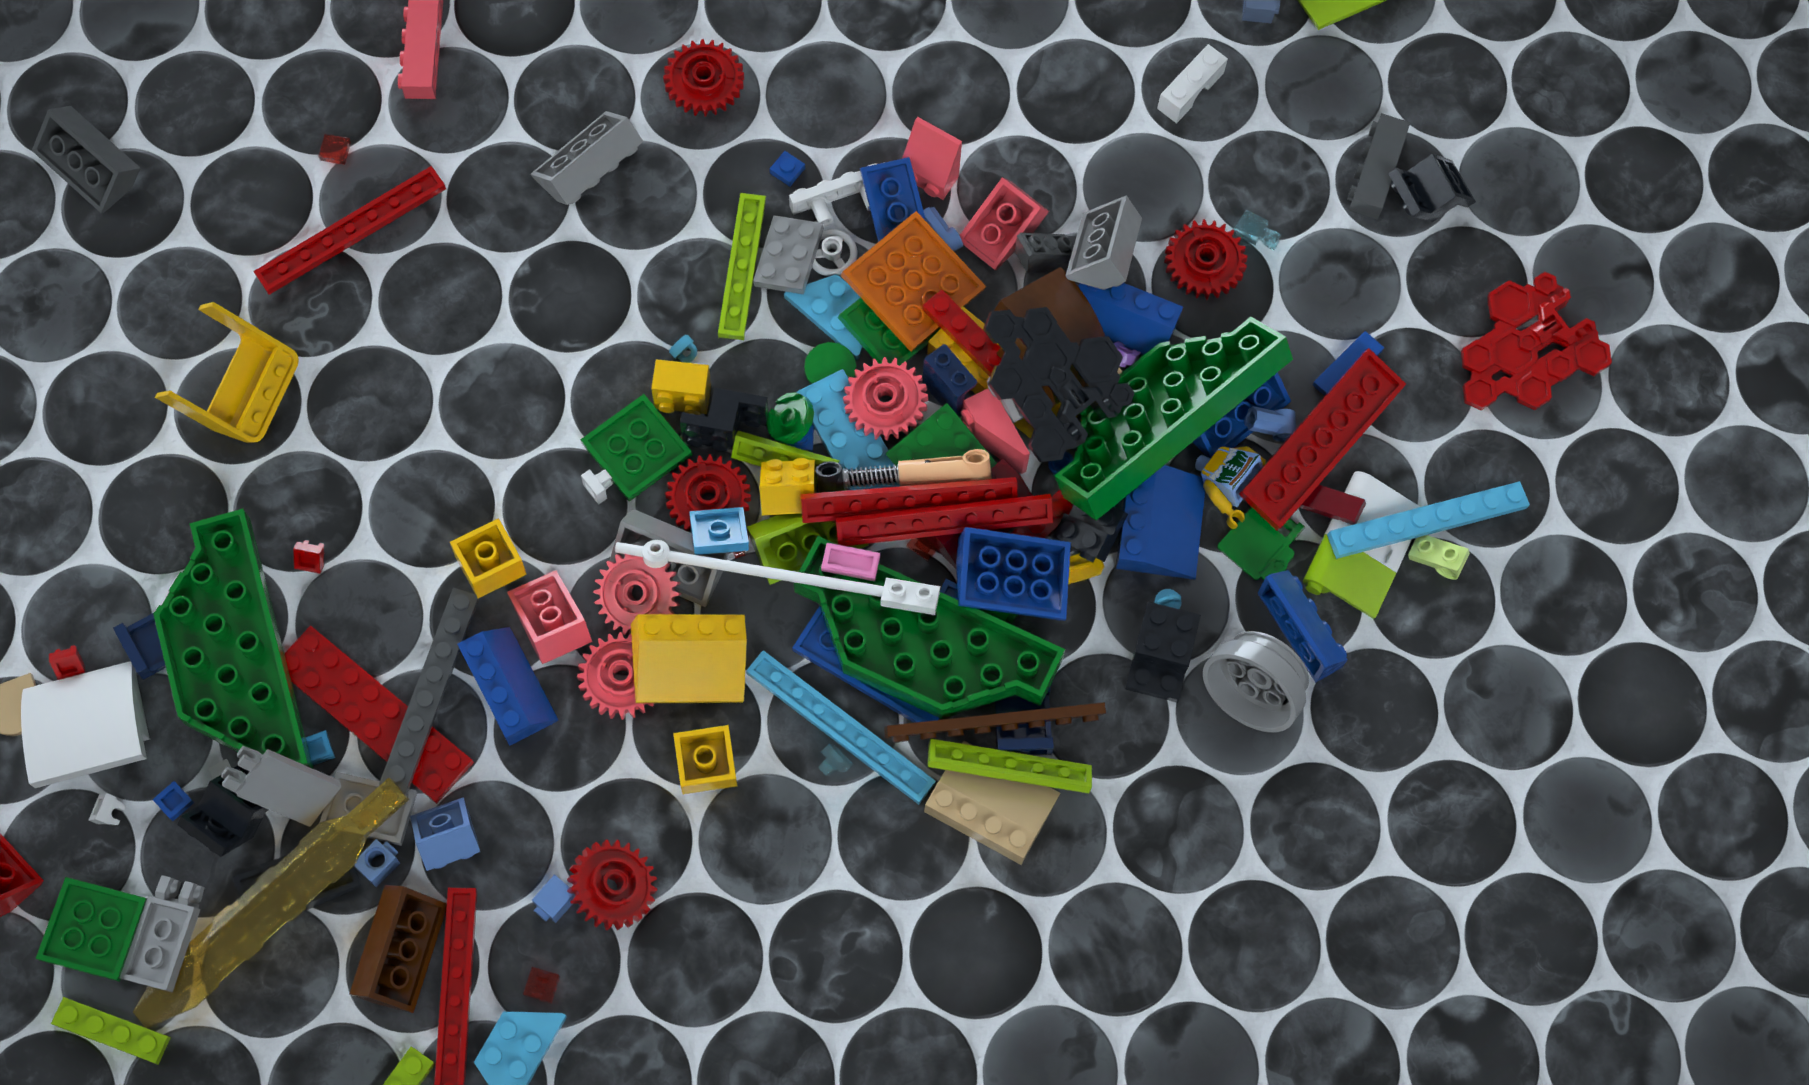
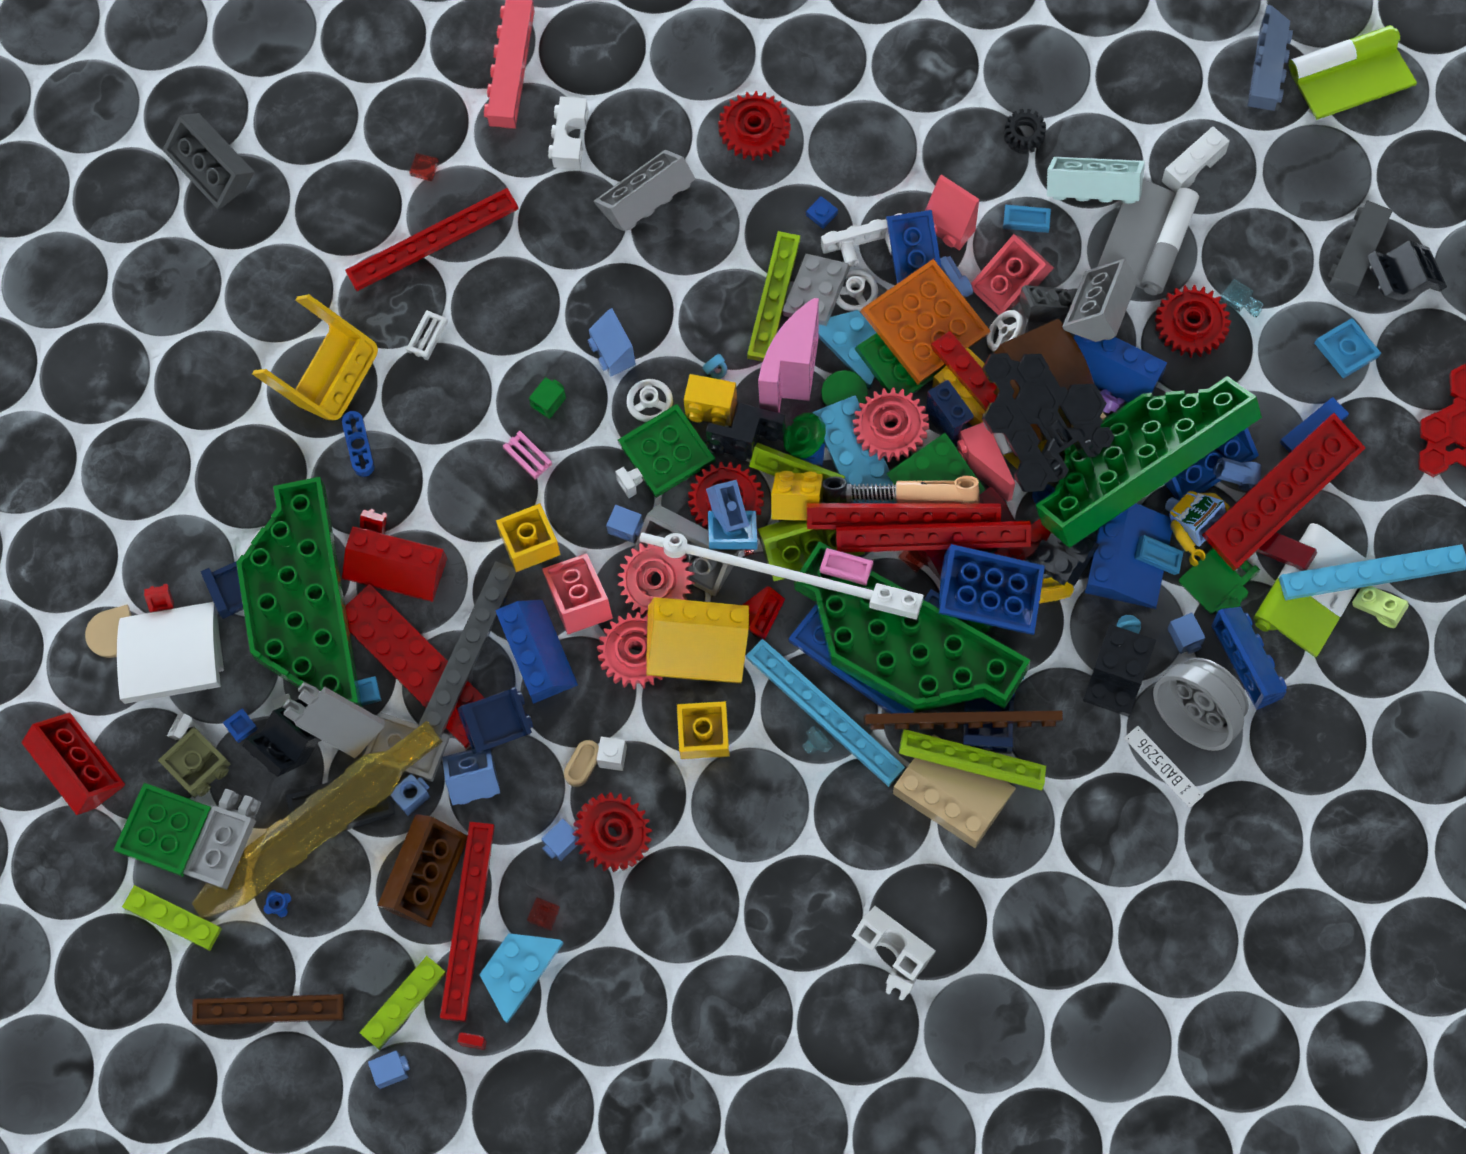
camera: 15 degrees right, 0 degrees up
(123, 849) = (195, 763): none -> olive plate
(227, 996) = (272, 898): none -> blue plate
(276, 459) = (365, 450): none -> blue beam
(336, 600) = (393, 564): none -> red slope
(346, 357) = (430, 347): none -> white tile
(463, 450) = (514, 441): none -> bright pink tile
(467, 769) = (495, 720): none -> dark blue panel
(496, 80) = (570, 115): none -> white arch
(497, 398) = (547, 397): none -> green brick
(564, 332) = (612, 344): none -> medium blue slope
(571, 809) = (581, 763): none -> tan tile
(596, 533) = (624, 524): none -> medium blue brick
(603, 795) = (611, 753): none -> white brick
(608, 383) = (648, 391): none -> white piece
(711, 504) = (728, 505): none -> medium blue slope
(761, 619) = (763, 611): none -> red slope
(768, 334) = (790, 359): none -> bright pink slope
(927, 968) = (882, 930): none -> white arch
(952, 1022) = (900, 981): none -> white tile
(1003, 50) = (1028, 119): none -> black tyre
(1003, 286) = (1006, 332): none -> white piece
(1014, 159) = (1027, 218): none -> dark azure tile
(1085, 111) = (1095, 179): none -> light aqua slope
(1150, 164) = (1151, 234): none -> light grey door
(1194, 519) = (1159, 554): none -> dark azure tile
(1220, 754) = (1163, 766): none -> white sticker
(1232, 605) = (1186, 634): none -> medium blue brick
(1375, 276) = (1347, 348): none -> dark azure plate

